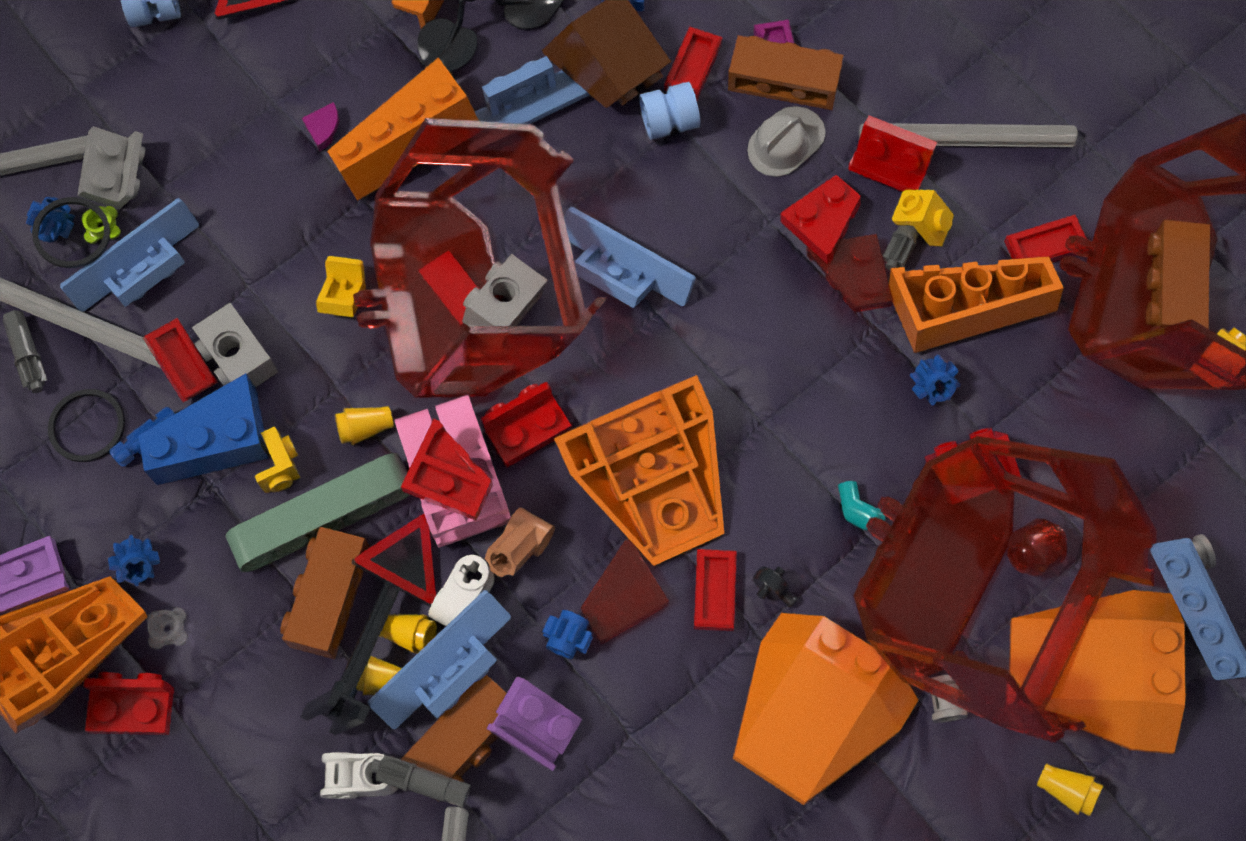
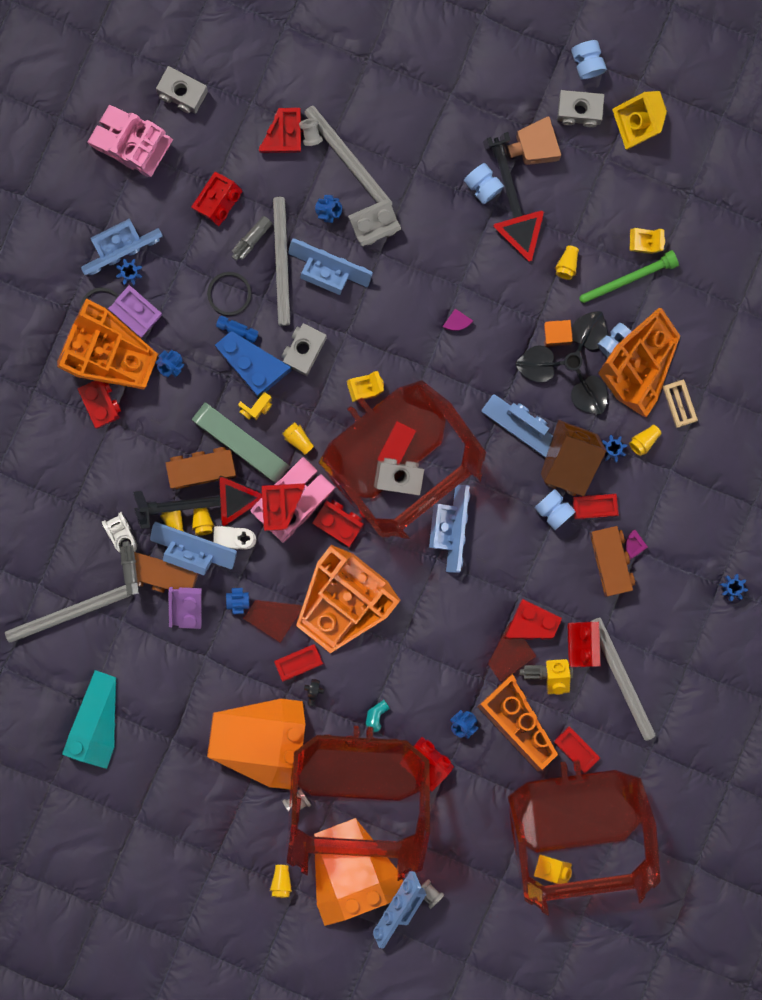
camera: 55 degrees right, 15 degrees up
(66, 201) = (343, 228): black piece -> none
(92, 220) = (341, 228): lime plate -> none
(158, 620) = (152, 399): clear plate -> none
(180, 360) = (284, 325): red tile -> none
(378, 141) = (472, 372): orange wedge -> none
(521, 539) = (275, 553): nougat piece -> none
(785, 141) = (572, 580): light grey piece -> none
(1037, 547) = (397, 815): clear red head -> none
(1179, 274) = (582, 828): dark orange brick -> none

